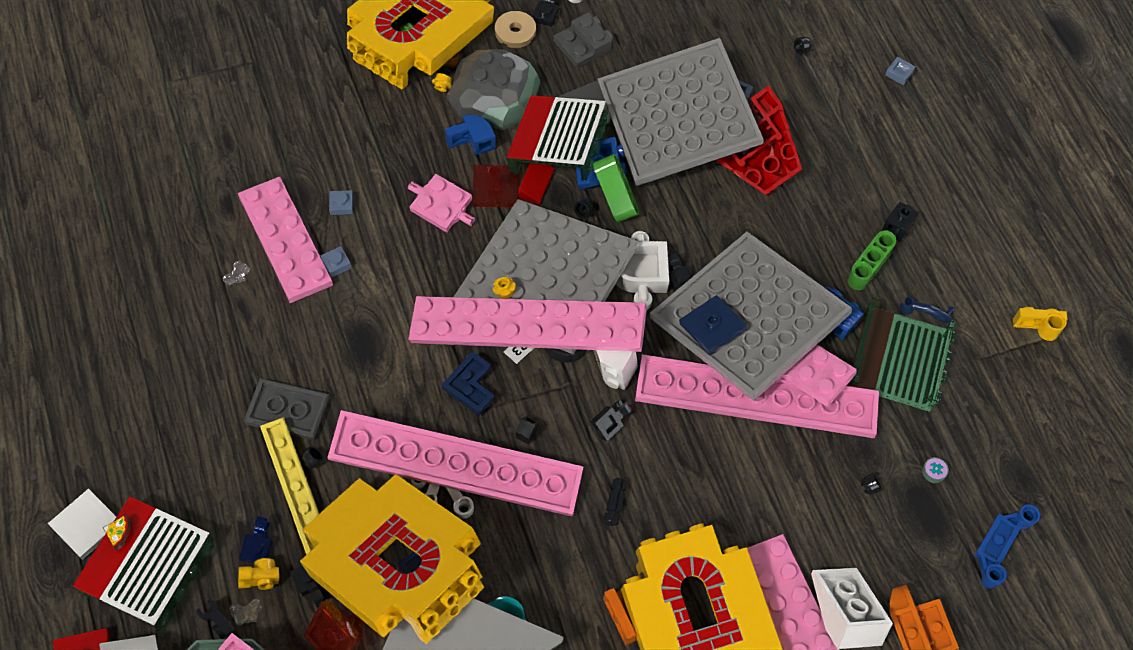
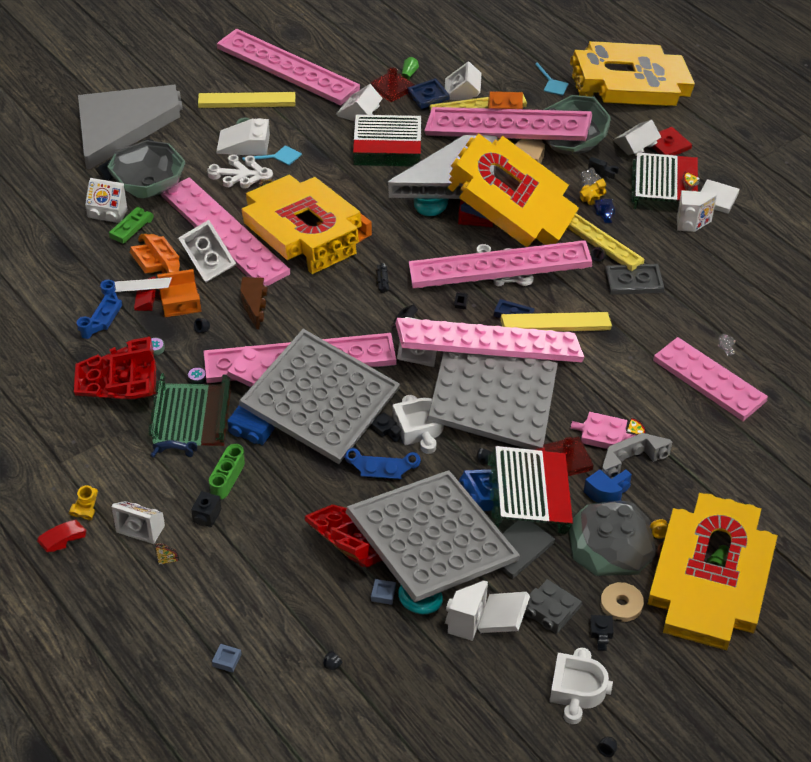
camera: 165 degrees right, 15 degrees down
(145, 478) = (695, 210): none -> white slope
(335, 261) = (660, 372): sand blue plate -> none
(341, 202) = (684, 413): sand blue plate -> none
(404, 197) = (635, 427): none -> tile
(425, 355) = (558, 321): none -> light yellow tile
(459, 155) = (654, 446): none -> light grey slope
(506, 291) = (519, 365): yellow plate -> none
(616, 188) = (462, 459): bright green beam -> none
(633, 38) = (503, 612): none -> white tile
(668, 37) = (466, 610): none -> white slope
(694, 218) = (381, 466): none -> blue plate
(713, 324) = (347, 373): dark blue plate -> none
(799, 511) = (253, 299): none -> reddish brown slope
(888, 408) = (196, 375): none -> tile
(895, 547) = (181, 295): none -> orange panel
(940, 563) = (145, 299): none -> red slope
(946, 192) = (166, 554): none -> clear smoke tile
(950, 574) = (145, 284): none -> white sticker
(976, 219) = (137, 521): none -> white slope
(985, 418) = (121, 374): none -> red wedge
(1030, 264) = (84, 503): none -> yellow plate
(1041, 320) = (70, 460): yellow plate -> none
(1055, 232) = (59, 535): none -> red slope

